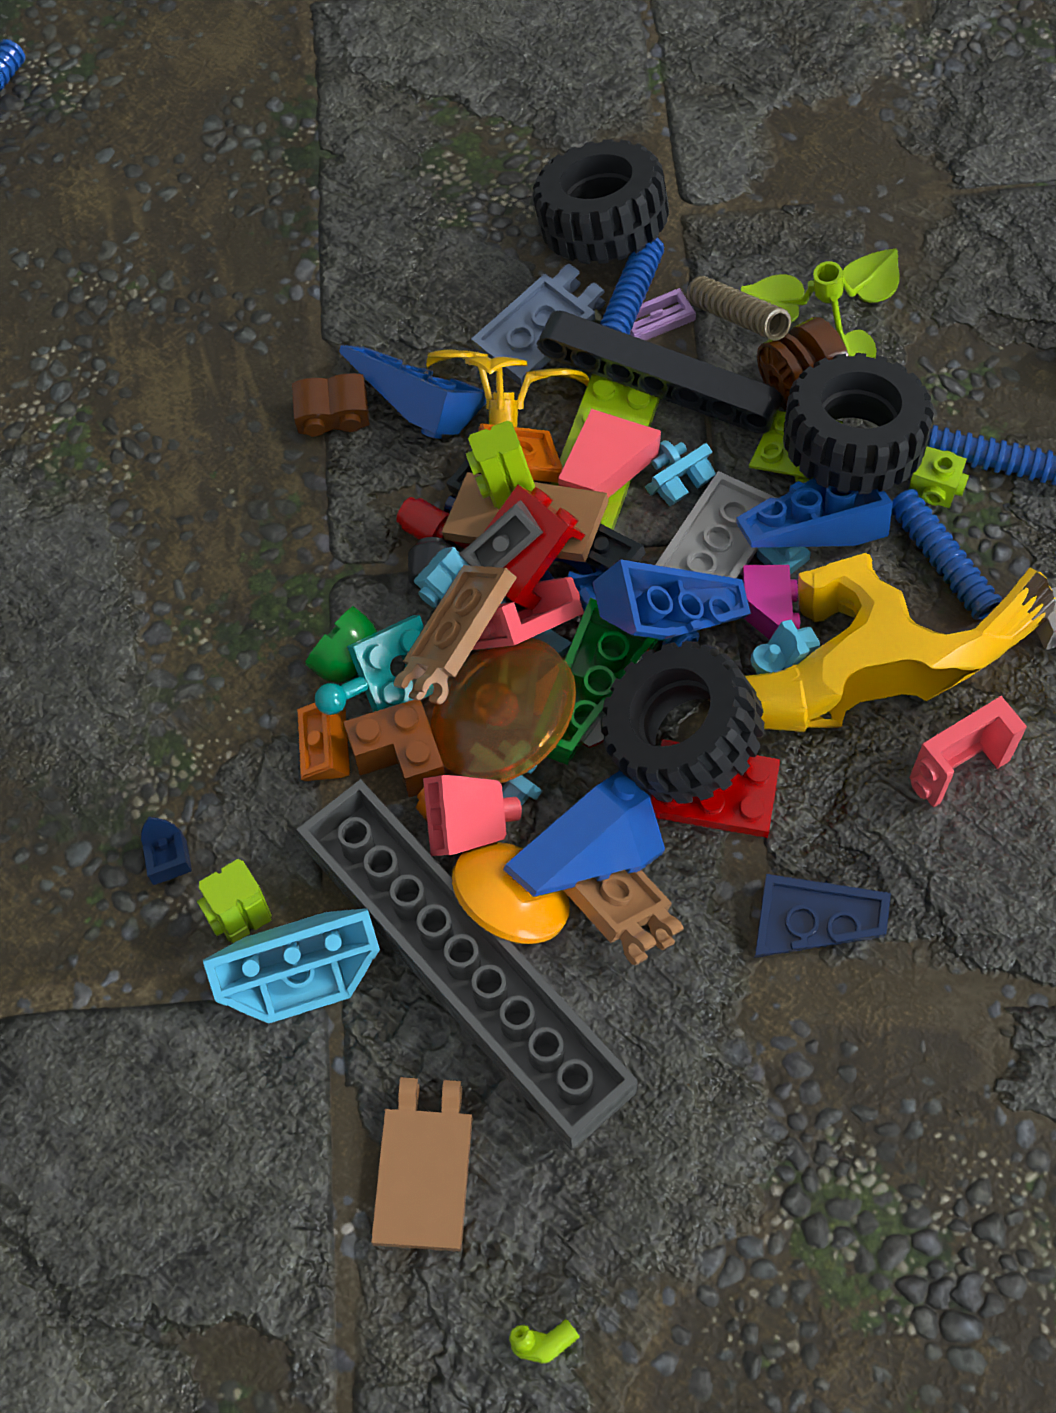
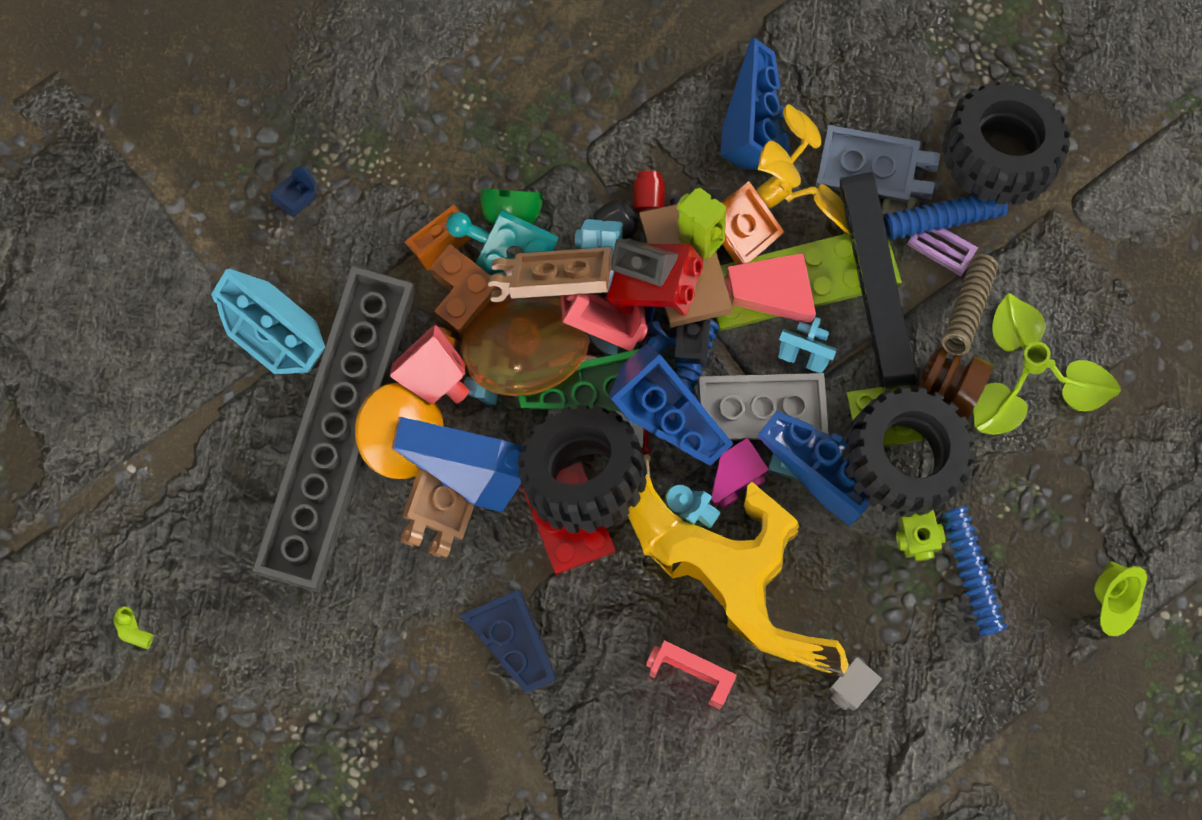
camera: 55 degrees right, 15 degrees up
(233, 902) = (283, 259): lime brick -> none
(330, 404) = (703, 64): reddish brown brick -> none
(423, 1172) = (191, 491): medium nougat tile -> none
(945, 554) = (858, 574): blue piece -> none

